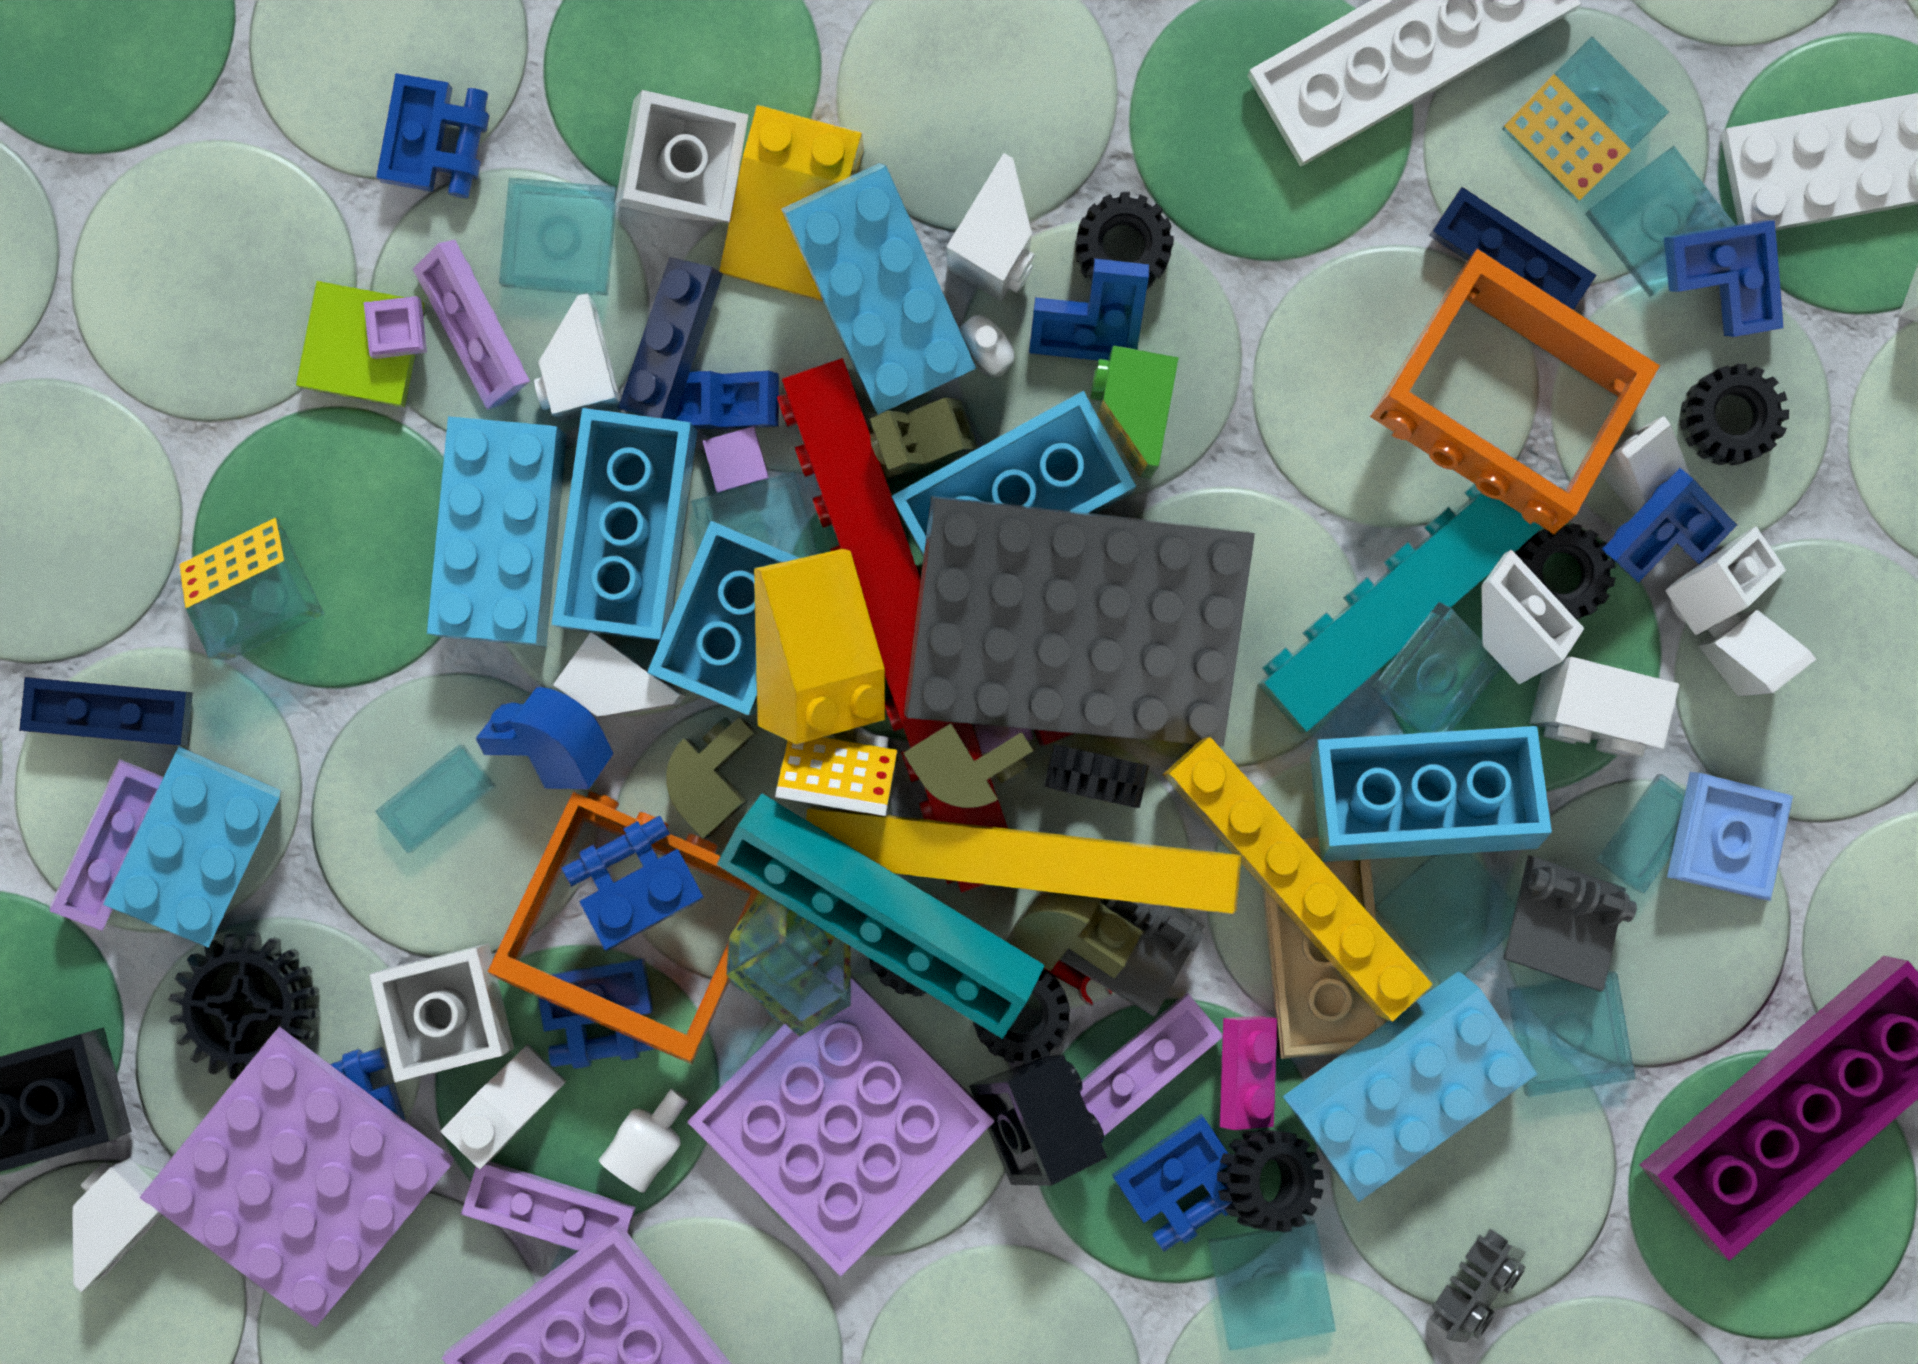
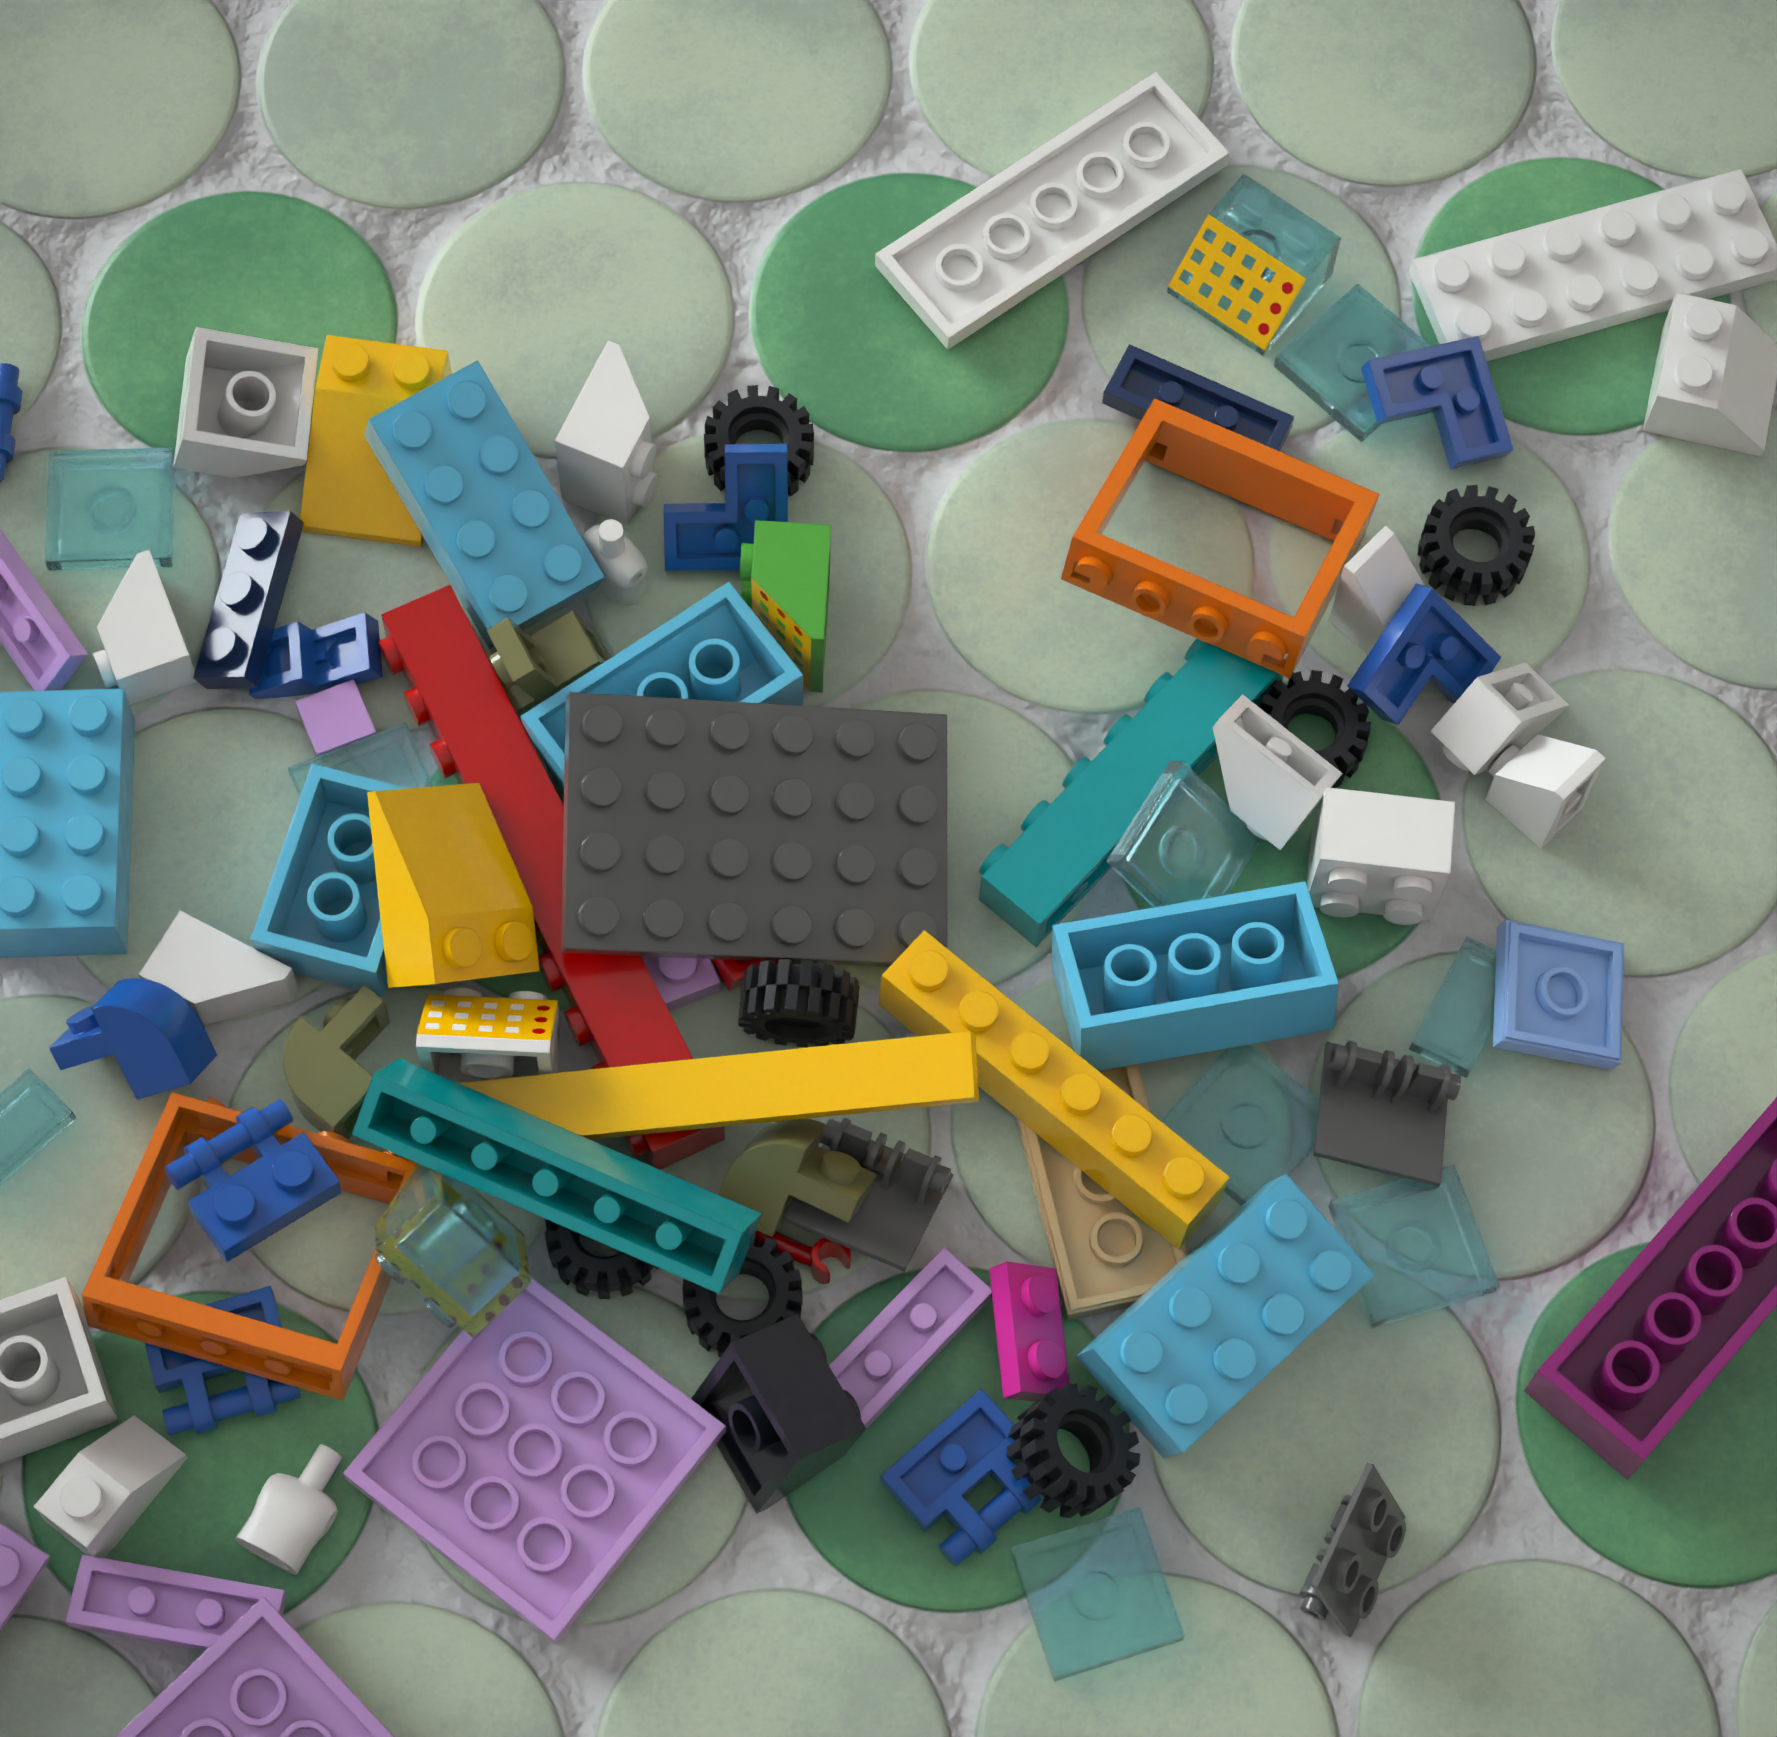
camera: 10 degrees left, 20 degrees down
(624, 524) = (210, 792): medium azure brick -> none
(955, 777) = (636, 1011): olive brick -> none

